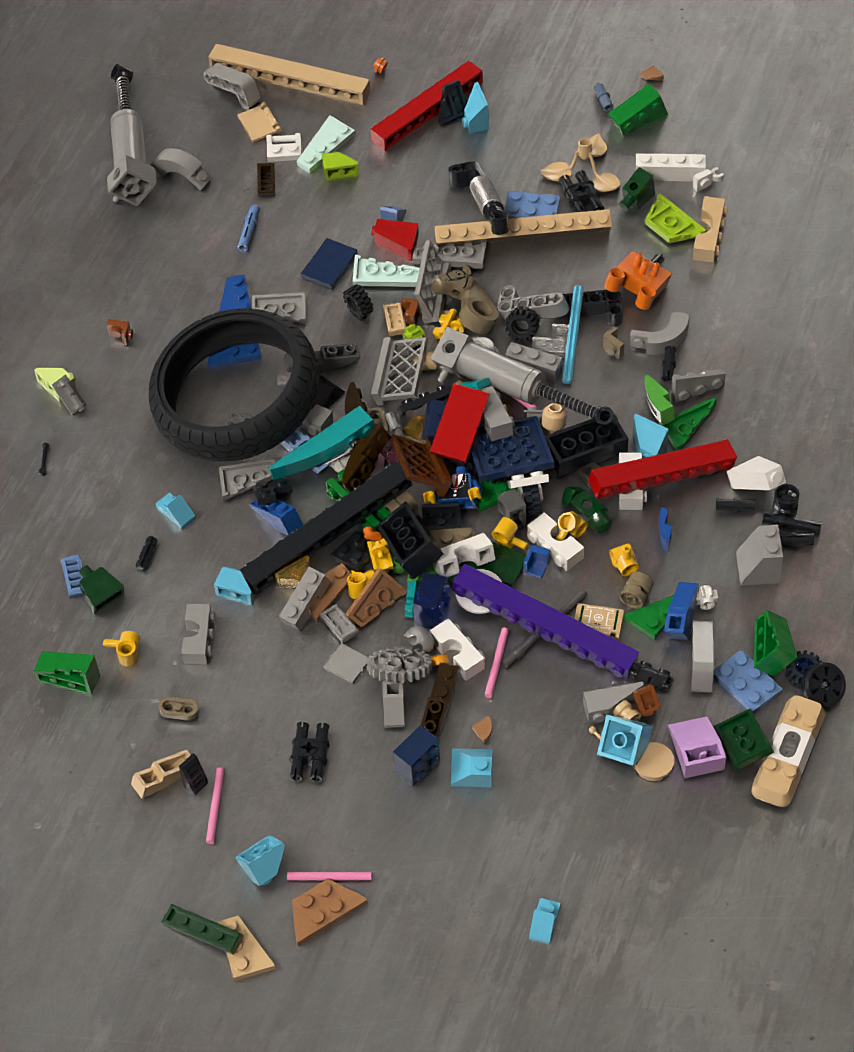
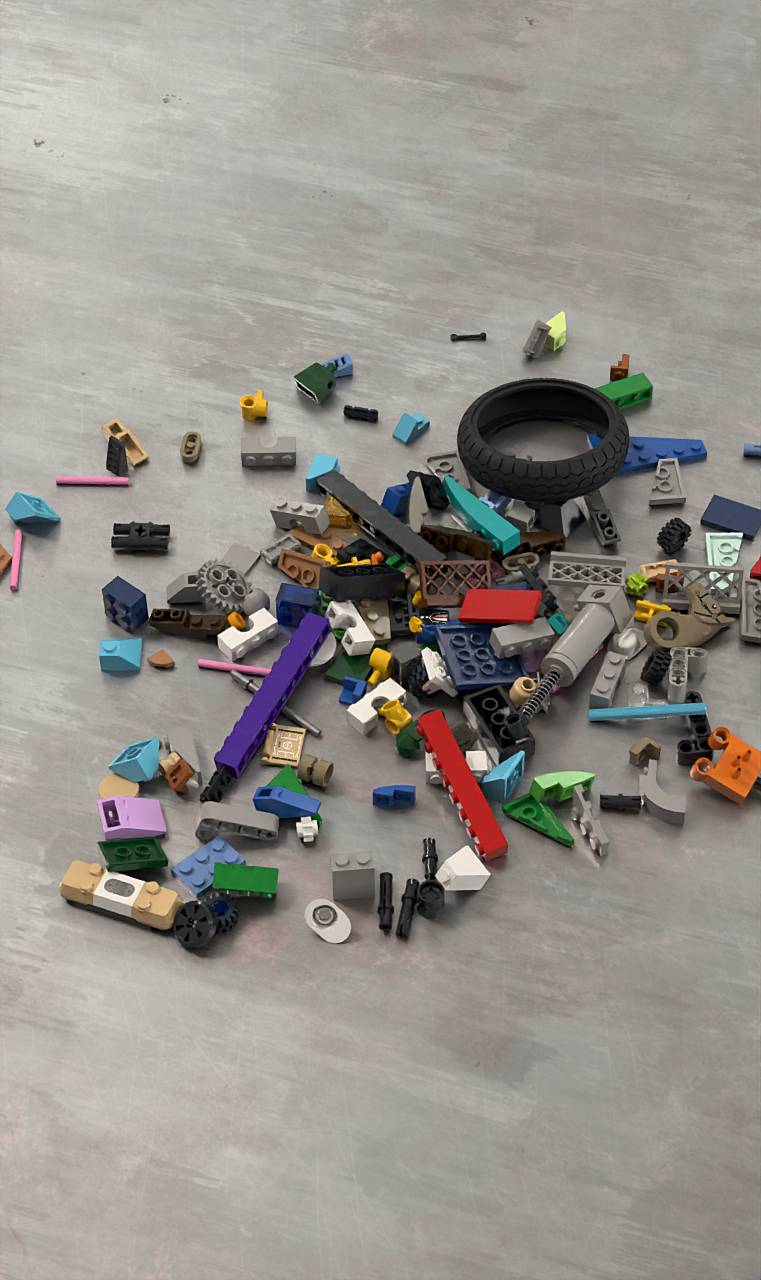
camera: 85 degrees right, 5 degrees down
(68, 671) = (228, 371): green wedge -> none
(153, 330) = (628, 390): none -> green brick
(304, 497) = (416, 506): none -> slope
(624, 559) = (355, 761): yellow piece -> none
(811, 580) = (327, 920): none -> white piece

